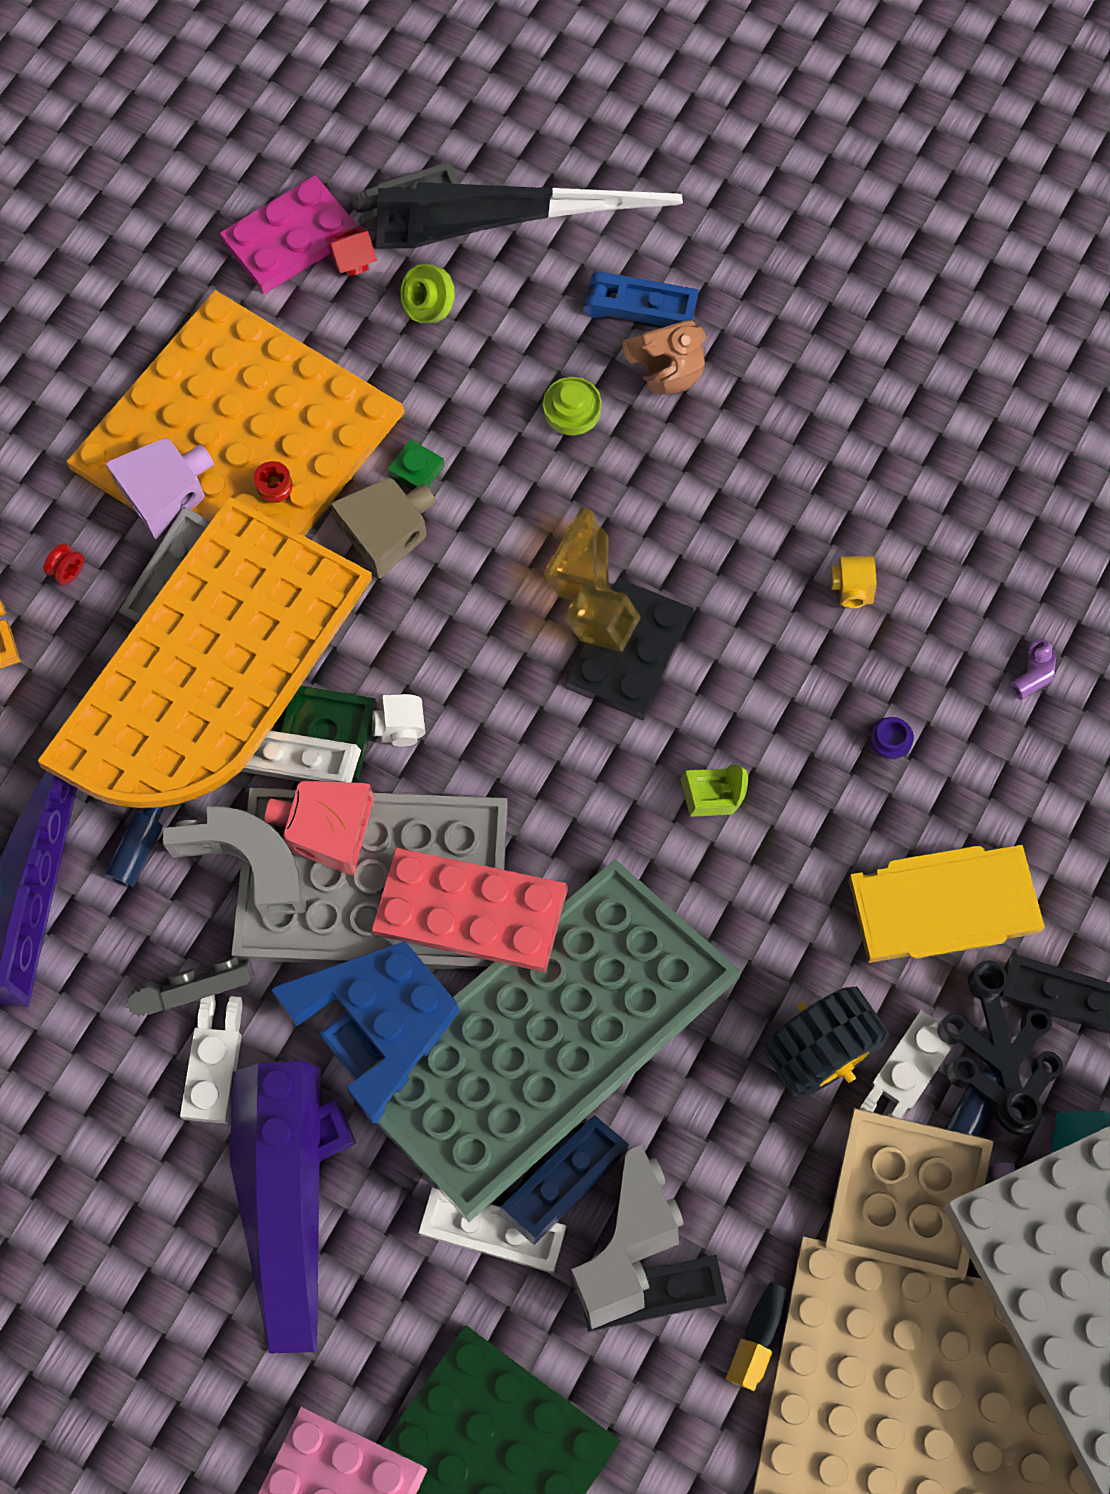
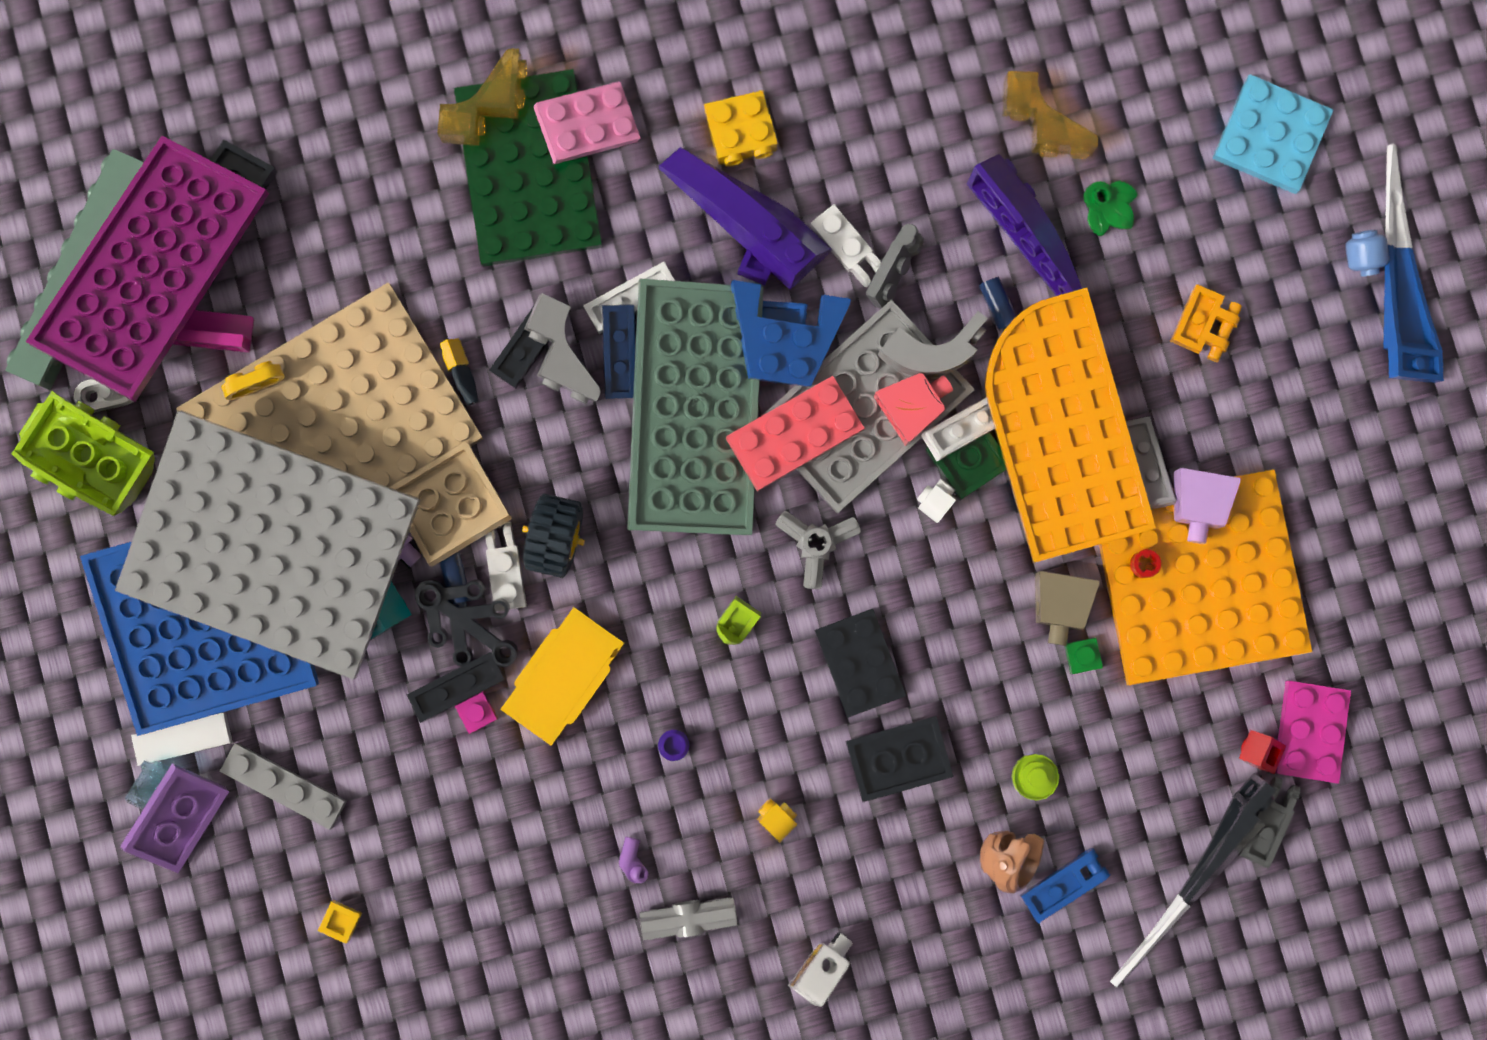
camera: 130 degrees right, 15 degrees up
(63, 564) = (1207, 411): red bush -> none
(184, 1304) = (741, 128): none -> yellow plate
(427, 293) = (1188, 766): lime plate -> none
(561, 808) = (815, 559): none -> light grey bush
(582, 575) = (927, 679): clear yellow arch -> none
(682, 530) = (899, 759): none -> black plate
(943, 414) = (812, 980): none -> white torso
(1028, 571) = (688, 918): none -> light grey piece
(1073, 950) = (476, 712): none -> dark pink plate

